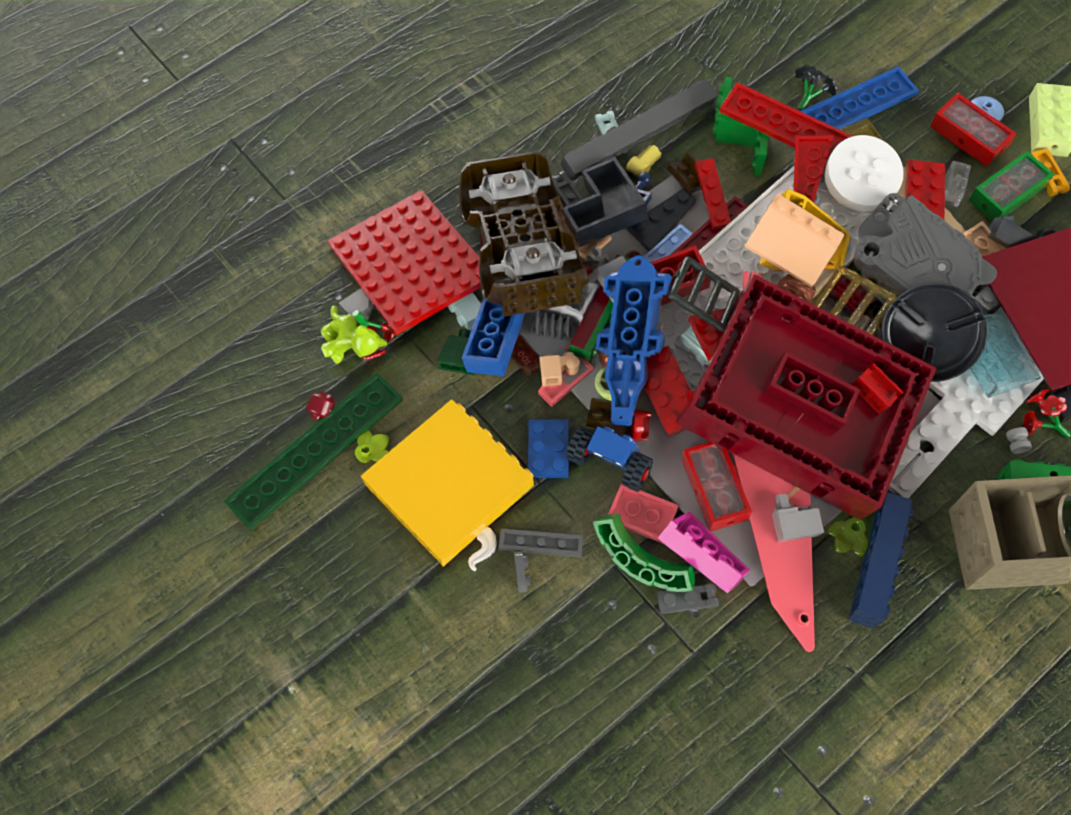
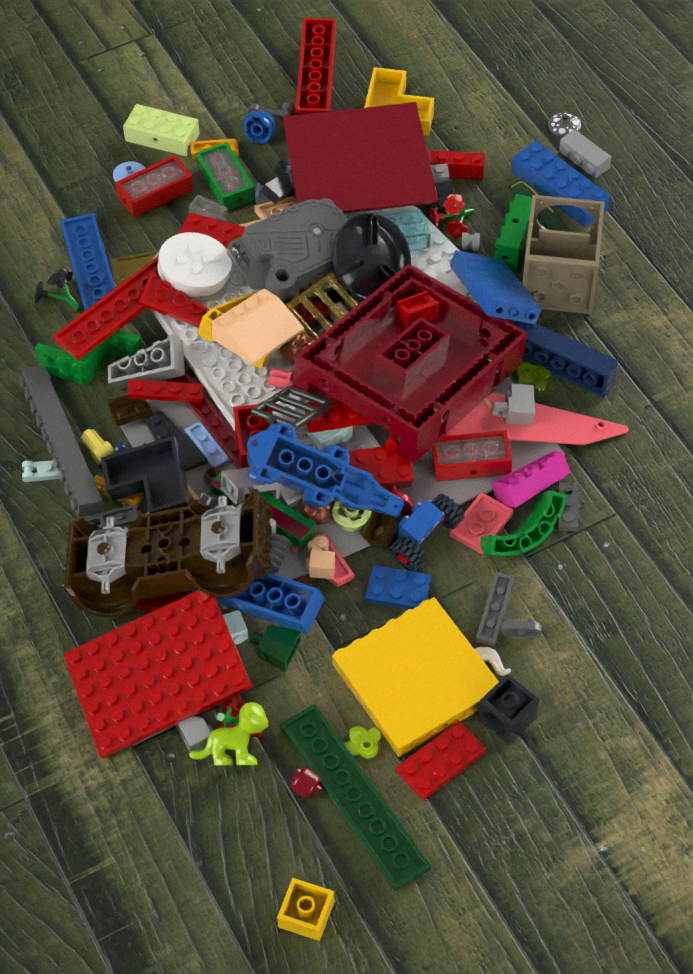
camera: 80 degrees left, 10 degrees down
(193, 429) = (306, 909): none -> yellow brick
(364, 520) = (440, 760): none -> red plate
(415, 569) = (508, 709): none -> black brick
(741, 175) = (155, 363): none -> light grey wedge
(943, 467) = (495, 287): none -> blue brick

